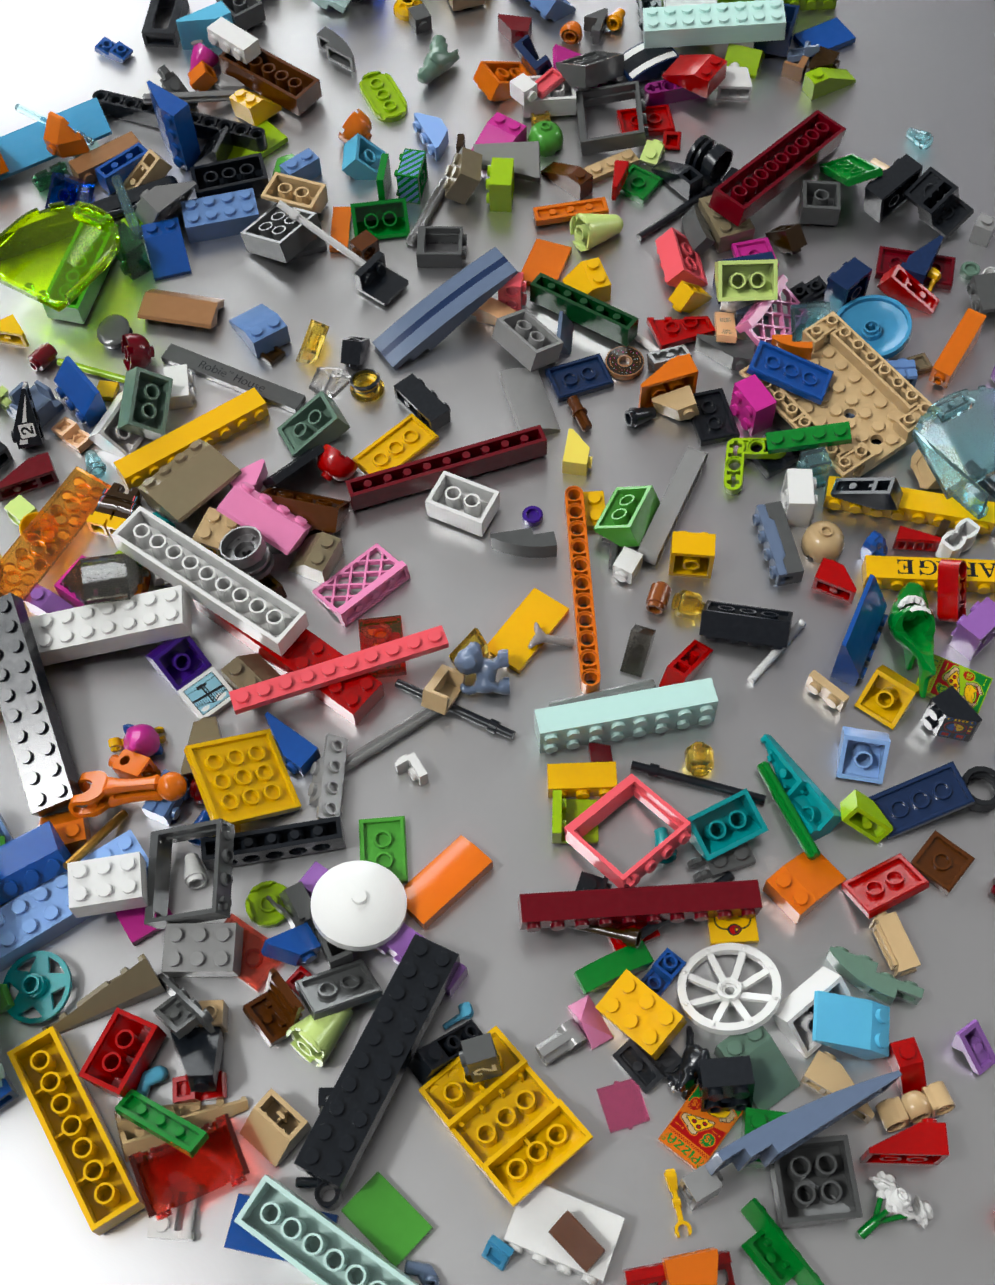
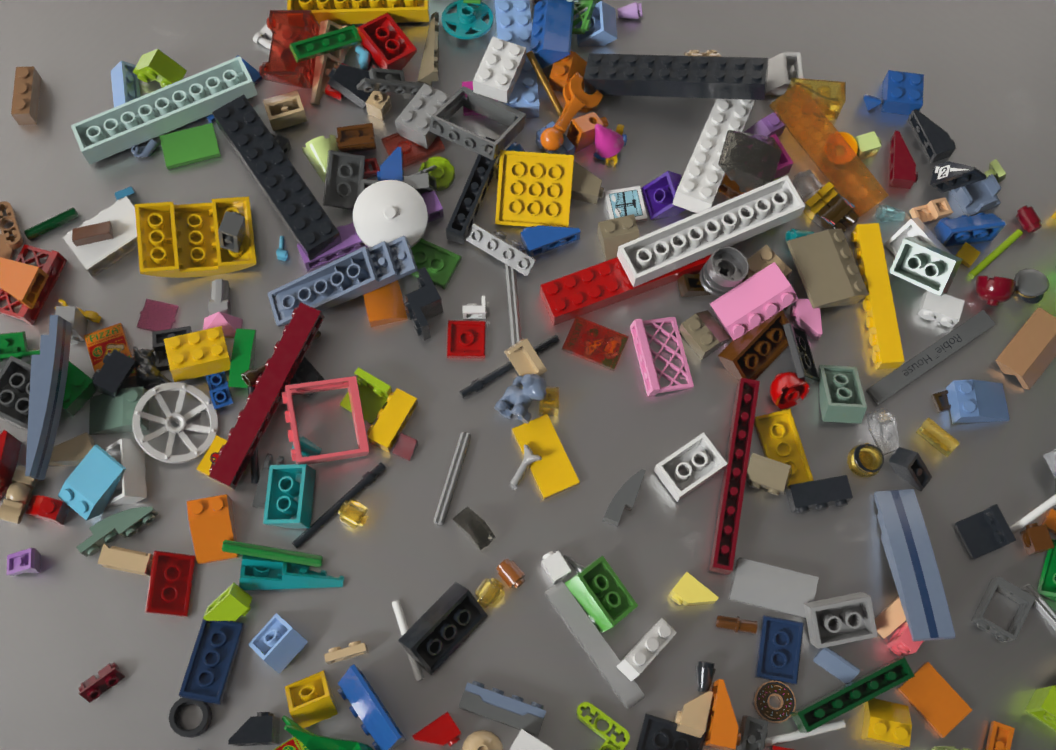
camera: 115 degrees right, 10 degrees up
(98, 542) = (806, 184): none -> clear slope
(338, 669) = (580, 292): coral plate -> none
(431, 435) = (768, 474): none -> dark tan slope
(440, 815) = (423, 304): none -> black bracket
(441, 1052) = (263, 229): black slope -> none
(450, 765) = (466, 339): none -> red tile
(465, 914) = (344, 279): none -> sand blue slope
(532, 516) = (651, 522): dark purple tile -> none
(580, 596) = (562, 526): orange beam -> none
(594, 506) = (630, 577): yellow plate -> none
(625, 715) = (419, 478): light aqua brick -> none
(651, 457) = (646, 649): none -> white brick
(686, 664) = (436, 556): red slope -> none
(692, 554) = (530, 621): yellow brick -> none
(942, 862) = (161, 643): reddish brown tile -> none

